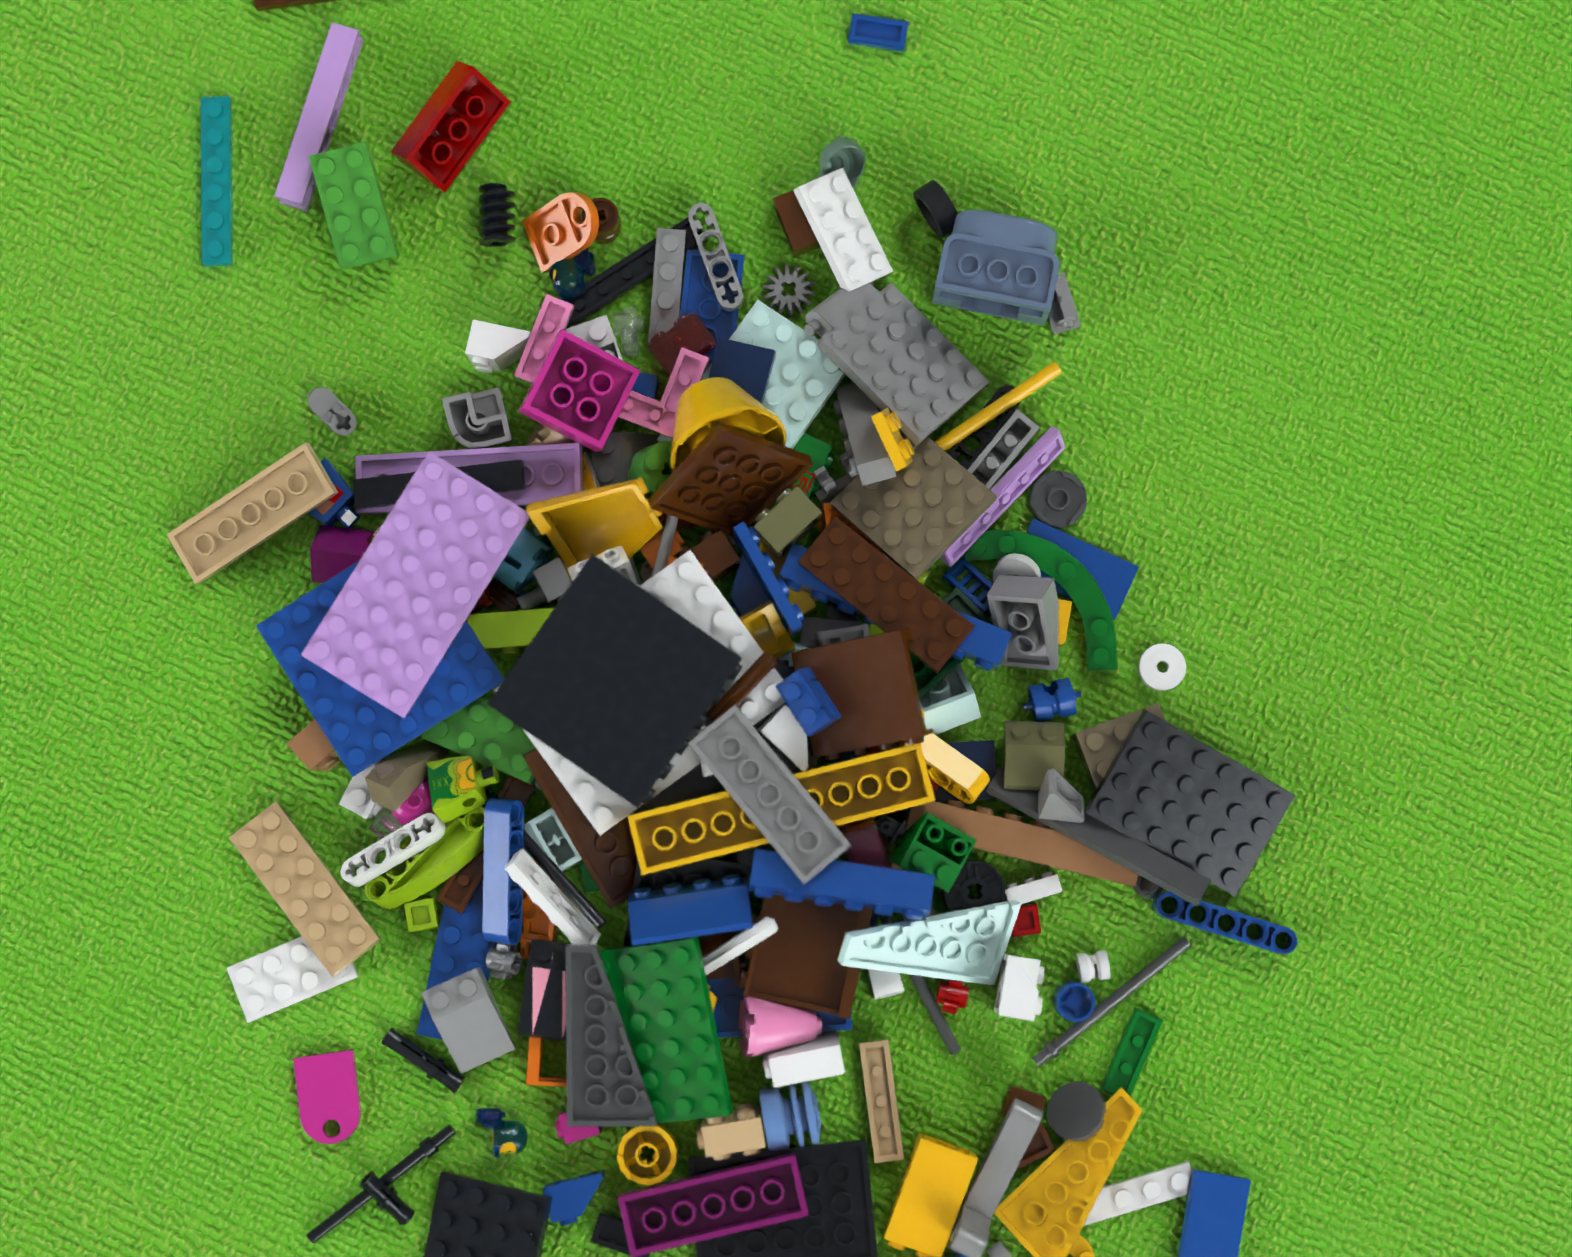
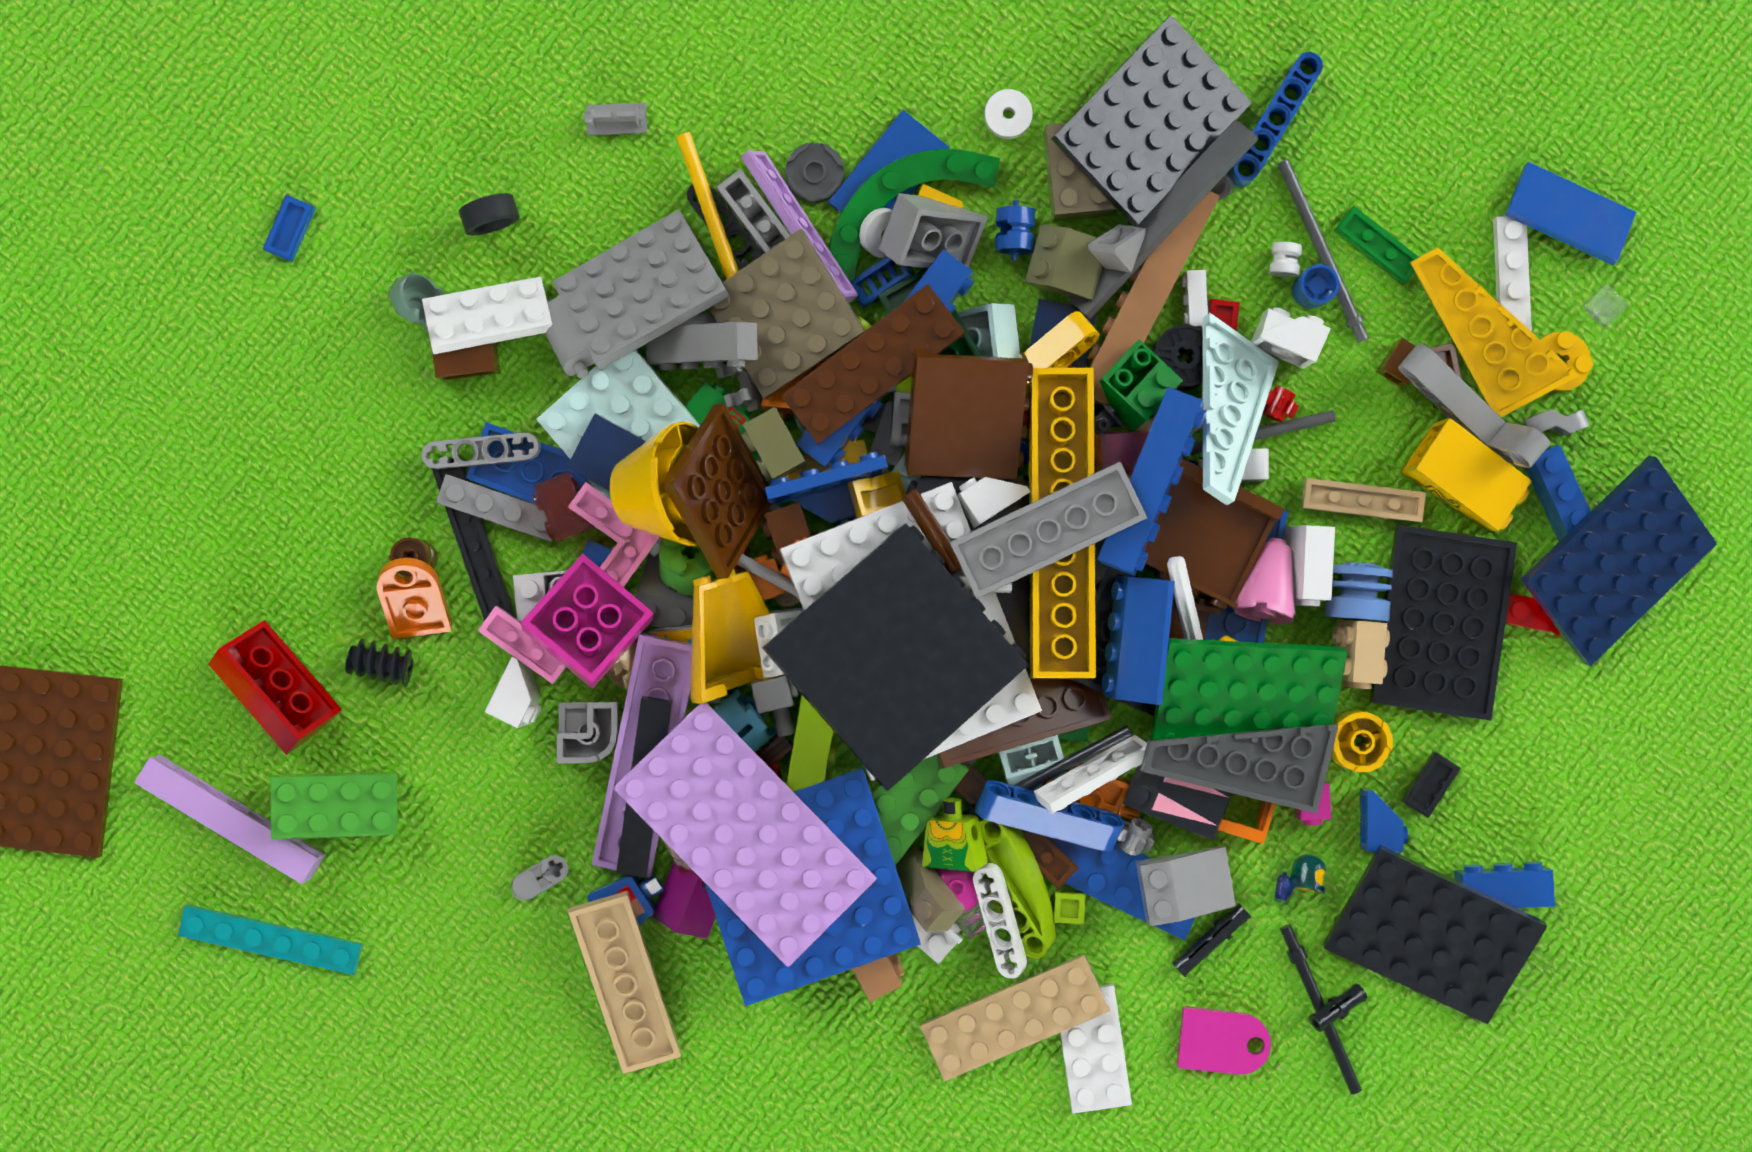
camera: 75 degrees left, 5 degrees up
(569, 274) = (461, 603): piece -> none
(628, 325) = (527, 557): clear plate -> none
(713, 1204) = (1426, 688): magenta brick -> none
(788, 302) = (528, 398): light grey gear -> none
(808, 701) = (963, 468): blue brick -> none
(888, 427) = (730, 312): yellow plate -> none
(999, 266) = (566, 165): sand blue brick -> none
(1076, 1111) = (1422, 312): dark grey tile -> none

